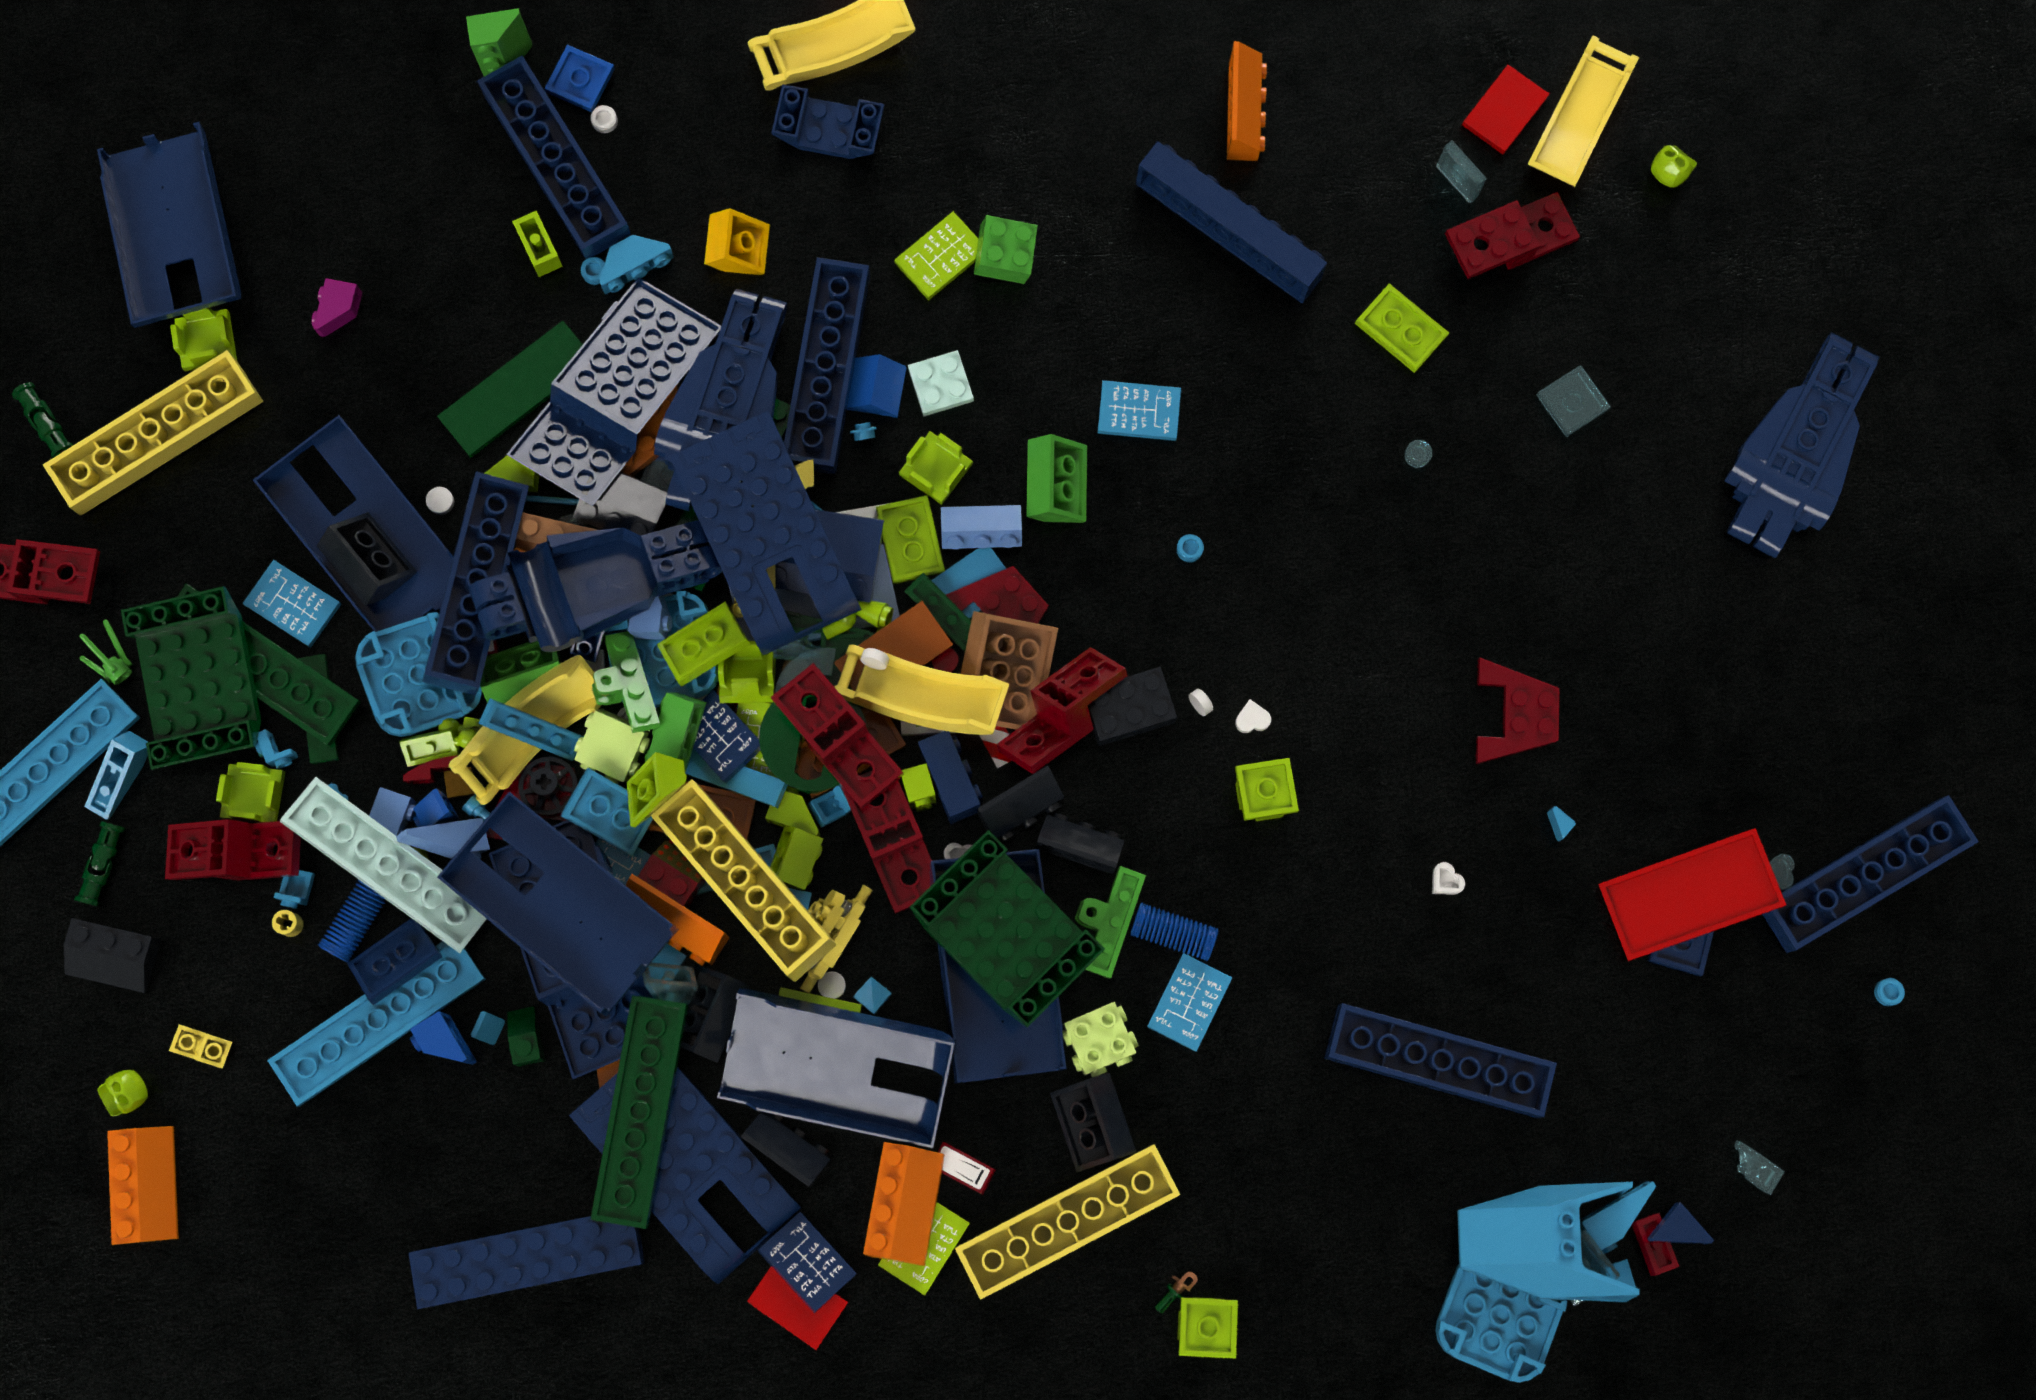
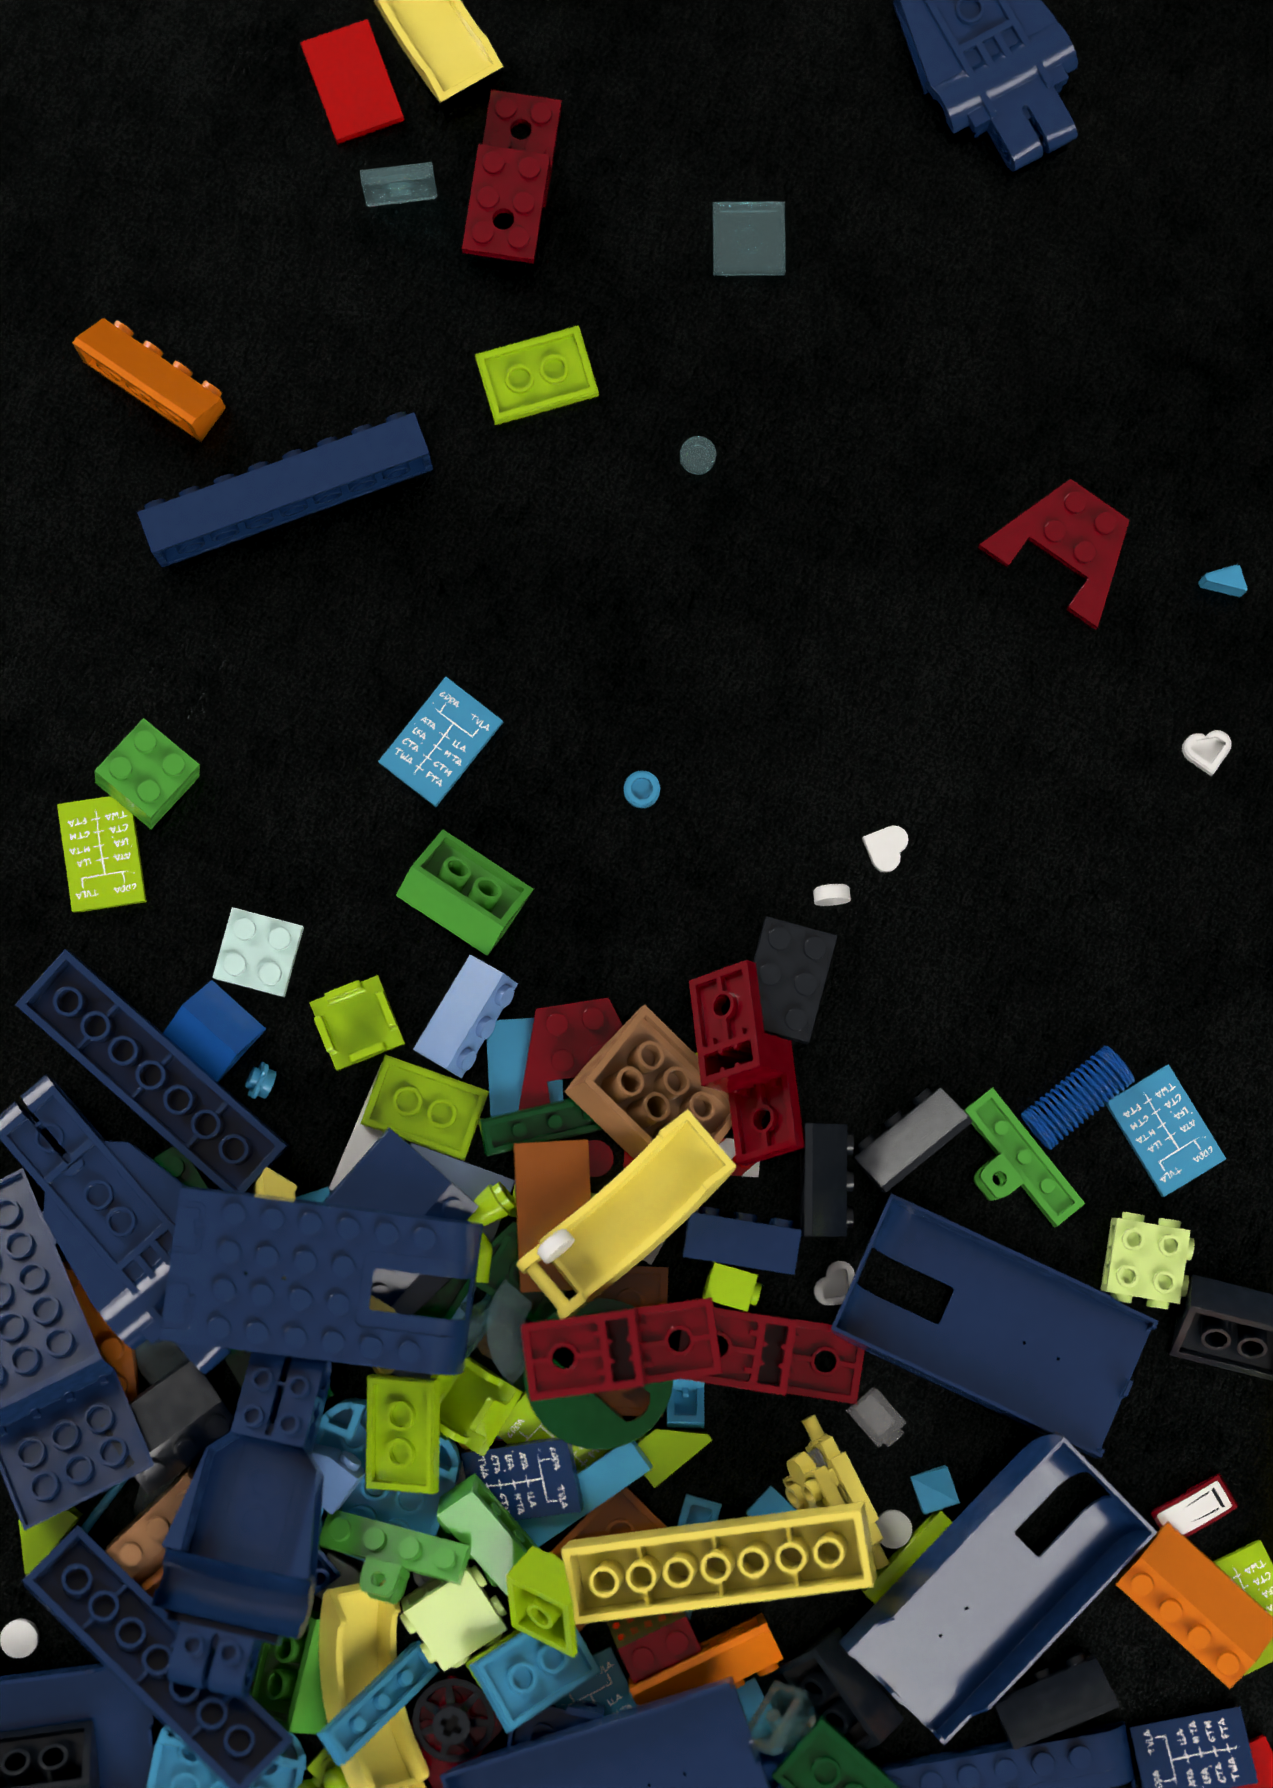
camera: 60 degrees left, 5 degrees up
(796, 857) = (722, 1480): lime brick -> none
(894, 931) = (877, 1418): none -> clear brick
(1005, 930) = (969, 1293): dark green slope -> none
(1266, 790) = (982, 887): lime panel -> none

